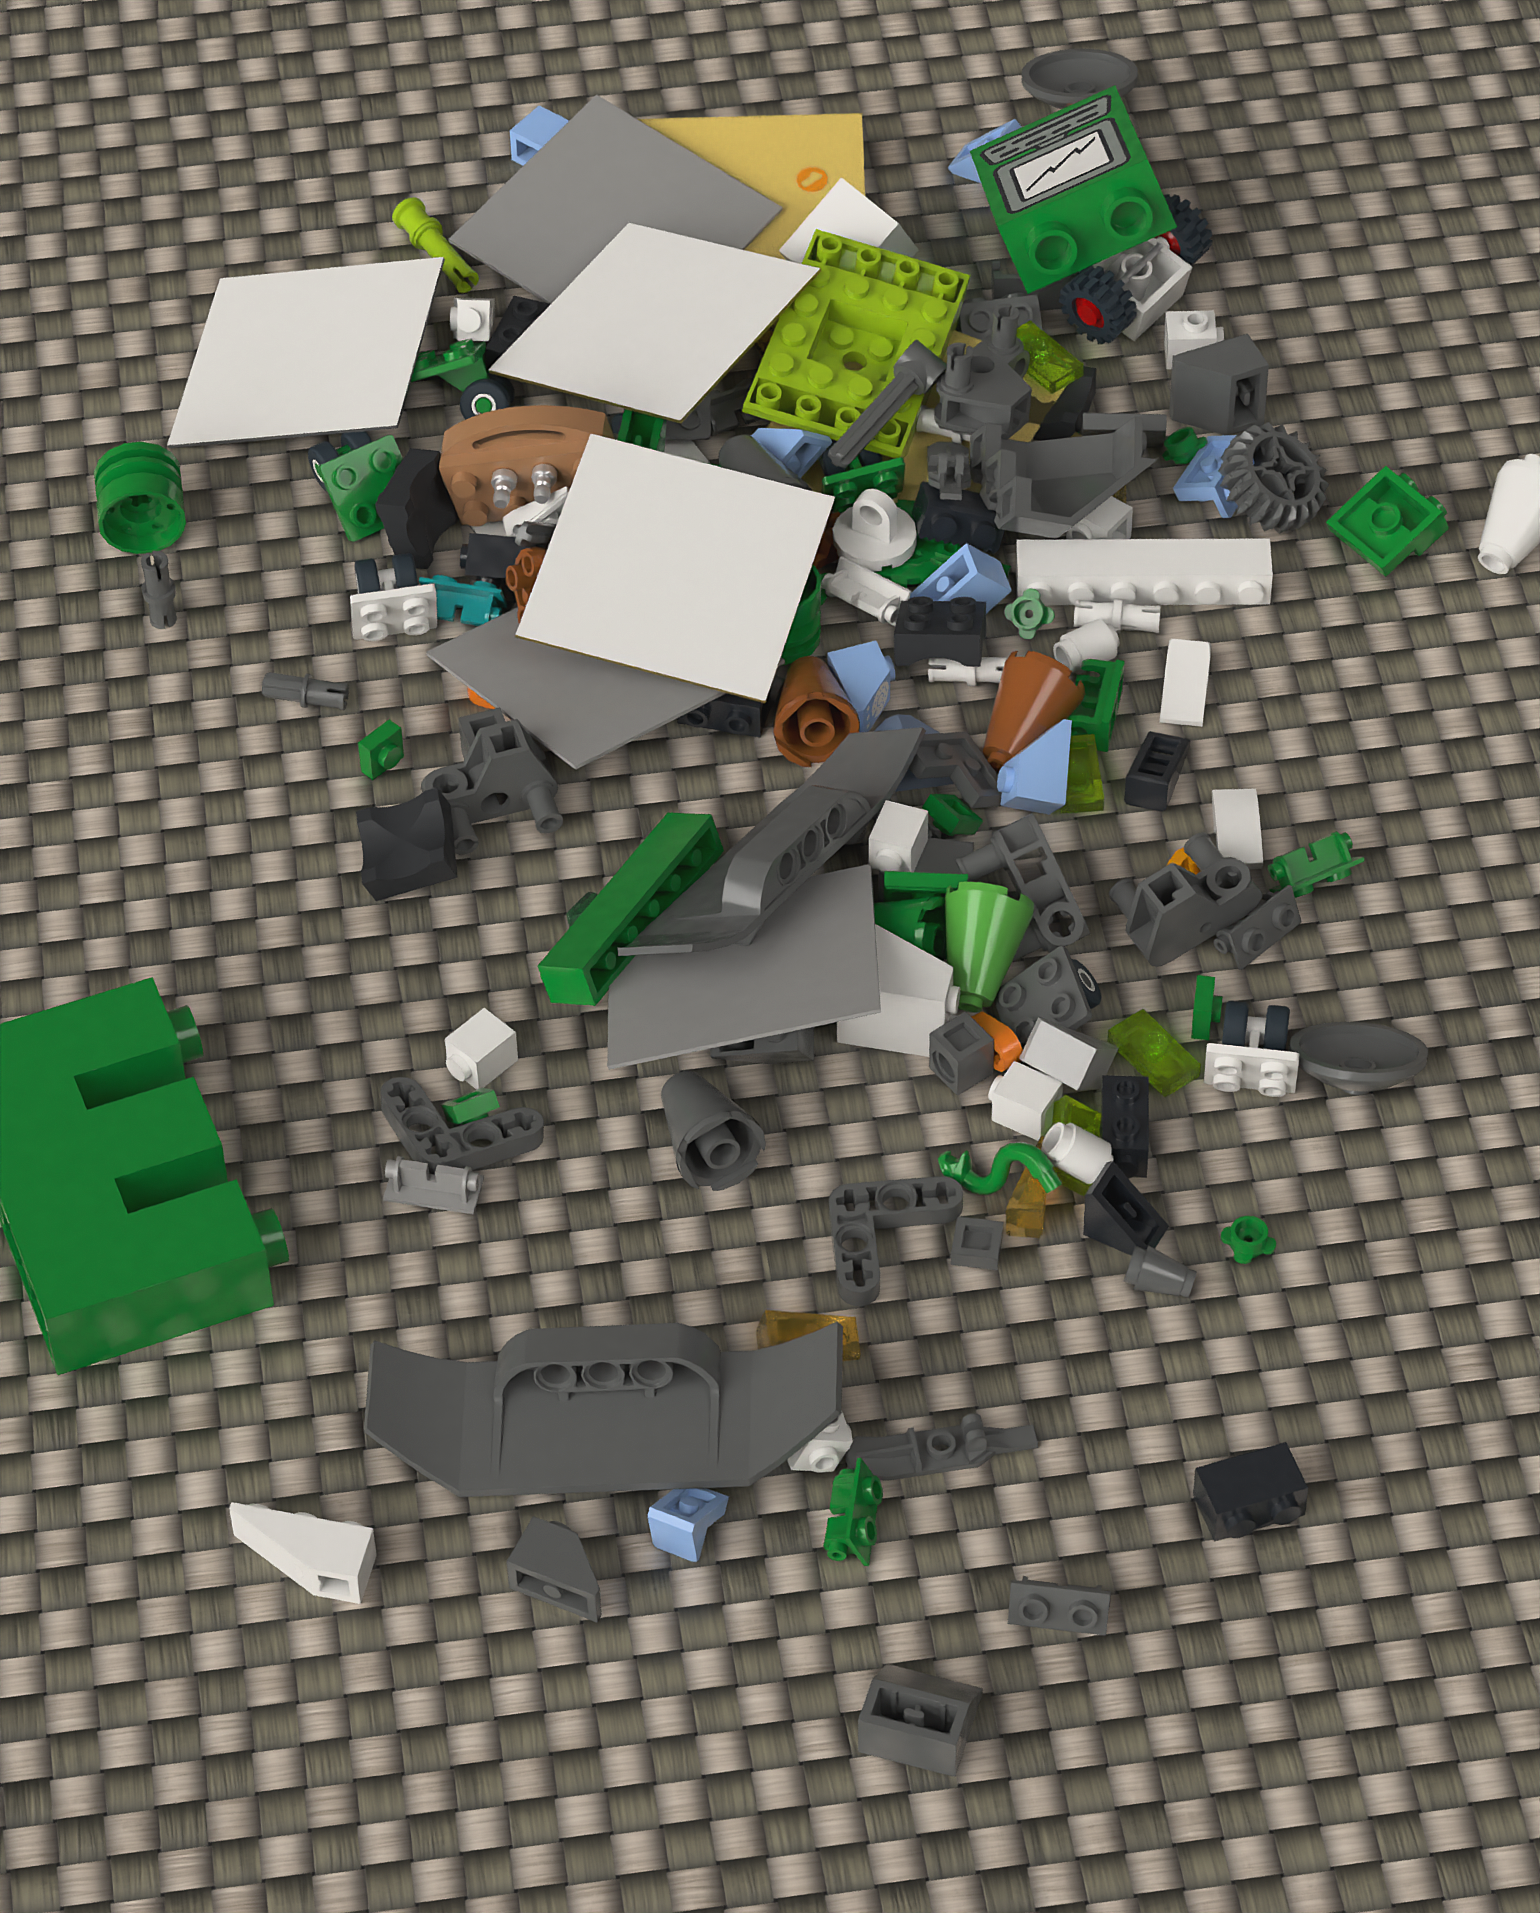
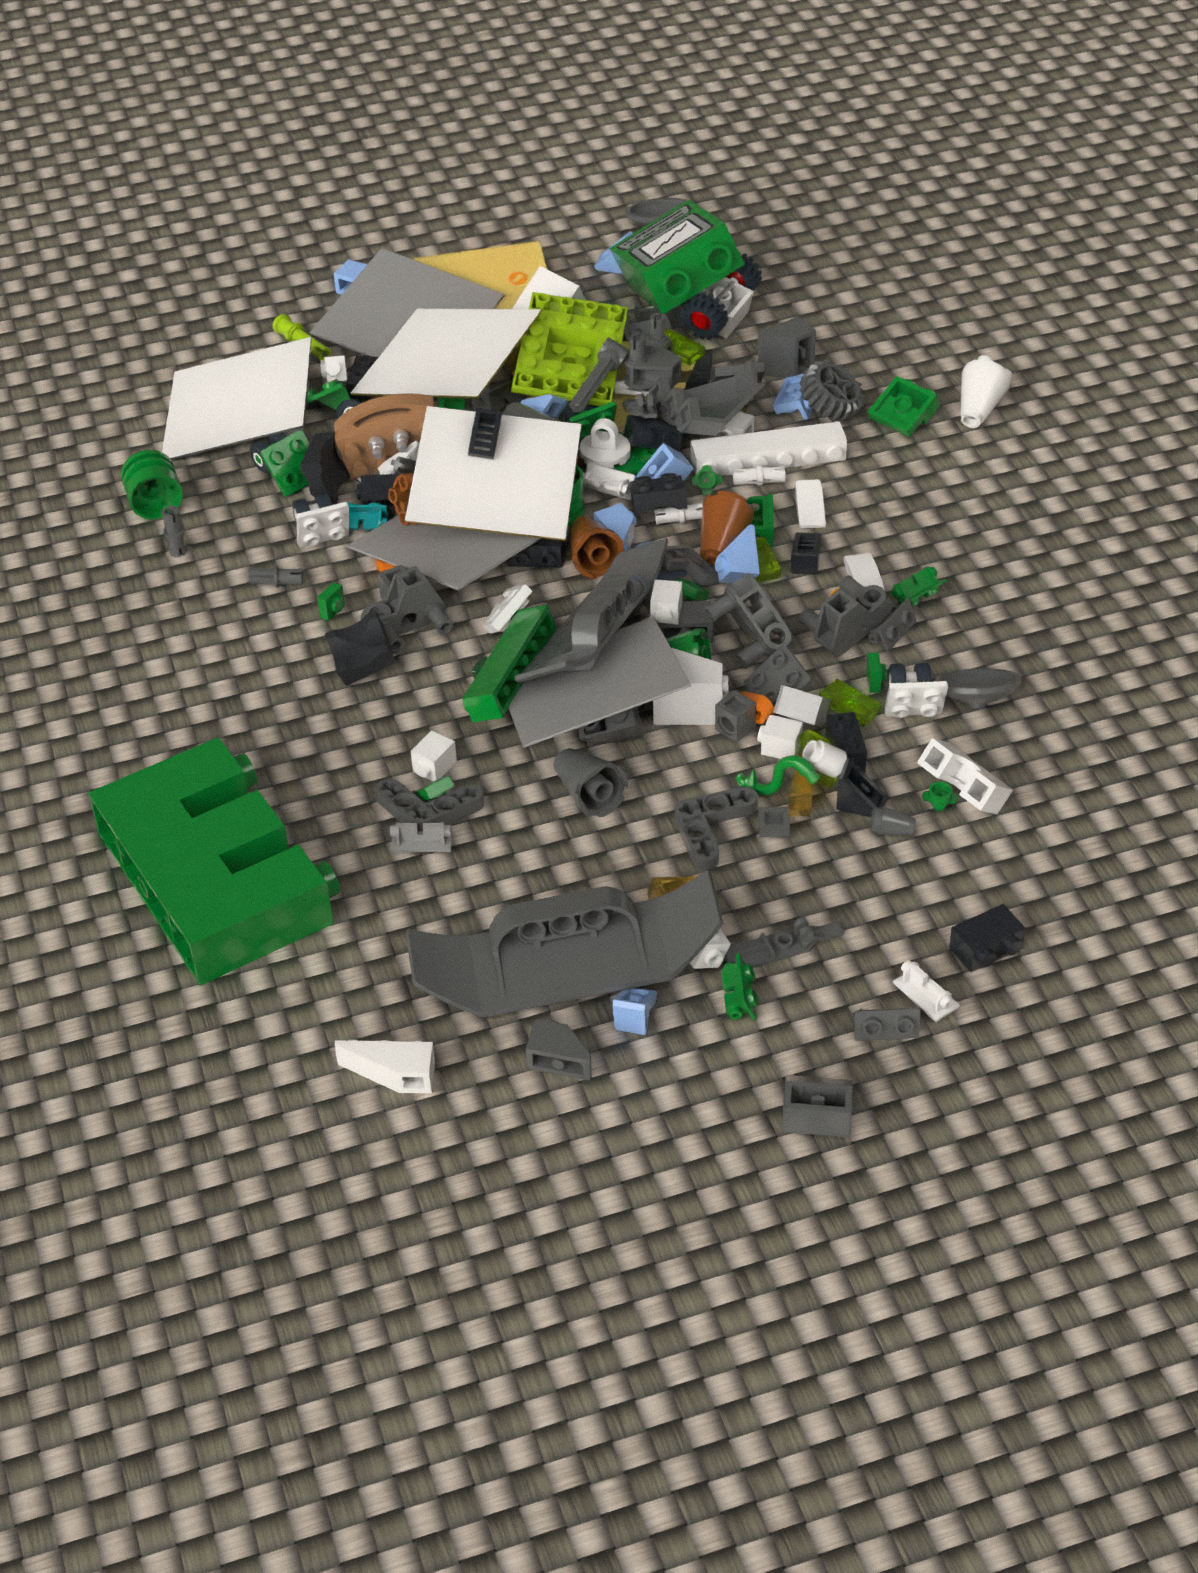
camera: 10 degrees left, 5 degrees down
(647, 808) = (500, 615): none -> white wing
(681, 469) = (486, 417): none -> black slope
(917, 884) = (678, 625): green tile -> none
(983, 939) = (733, 643): bright green cone -> none
(1090, 641) = (749, 487): white brick -> none
(1132, 1564) = (925, 991): none -> white hinge
(1183, 445) = (772, 384): green plate -> none
(1189, 331) = (754, 325): white brick -> none
(1312, 1236) = (973, 780): none -> white arch

